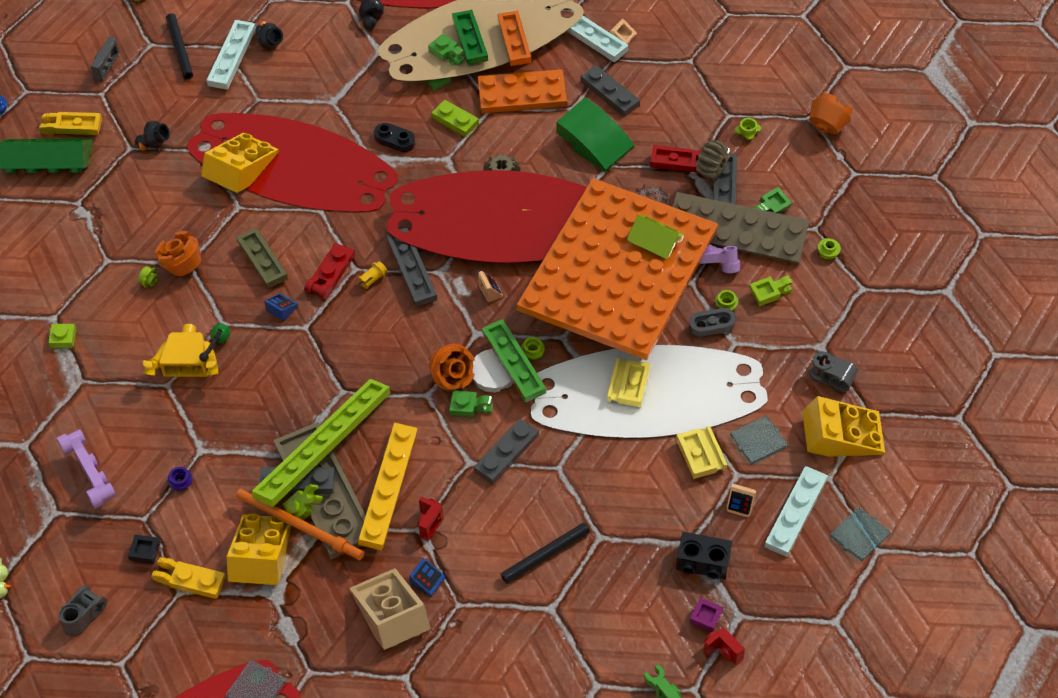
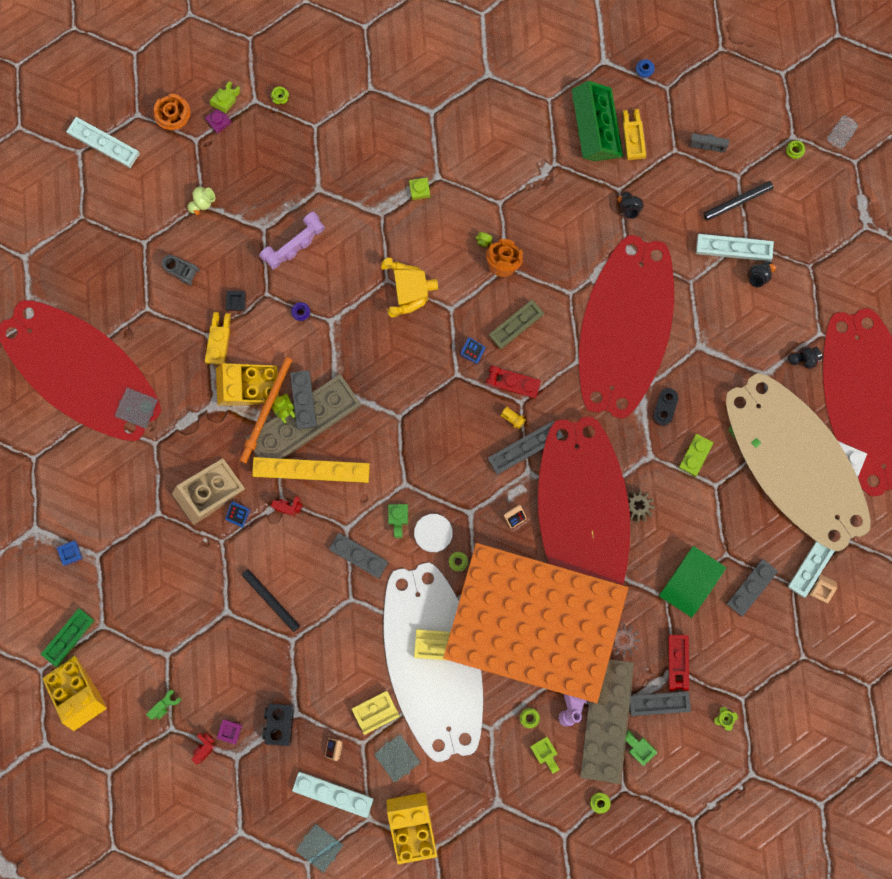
camera: 85 degrees right, 25 degrees up
(216, 338) = (434, 308): hinge -> none
(237, 162) = (613, 282): yellow slope -> none
(320, 443) = (334, 412): lime plate -> none
(445, 48) = (767, 433): bright green plate -> none
(451, 367) = (422, 499): orange cone -> none
(470, 37) = (782, 452): green plate -> none
(514, 38) = (788, 492): orange plate -> none
(514, 360) = (437, 548): bright green plate -> none
(522, 91) = (737, 509): orange plate -> none
(654, 236) = (565, 650): lime panel -> none
(710, 322) = (504, 708): dark grey plate -> none
(712, 159) = (669, 691): dark tan gear -> none
(829, 114) = (747, 793): orange cone -> none
(834, 373) = (466, 819): dark grey piece -> none

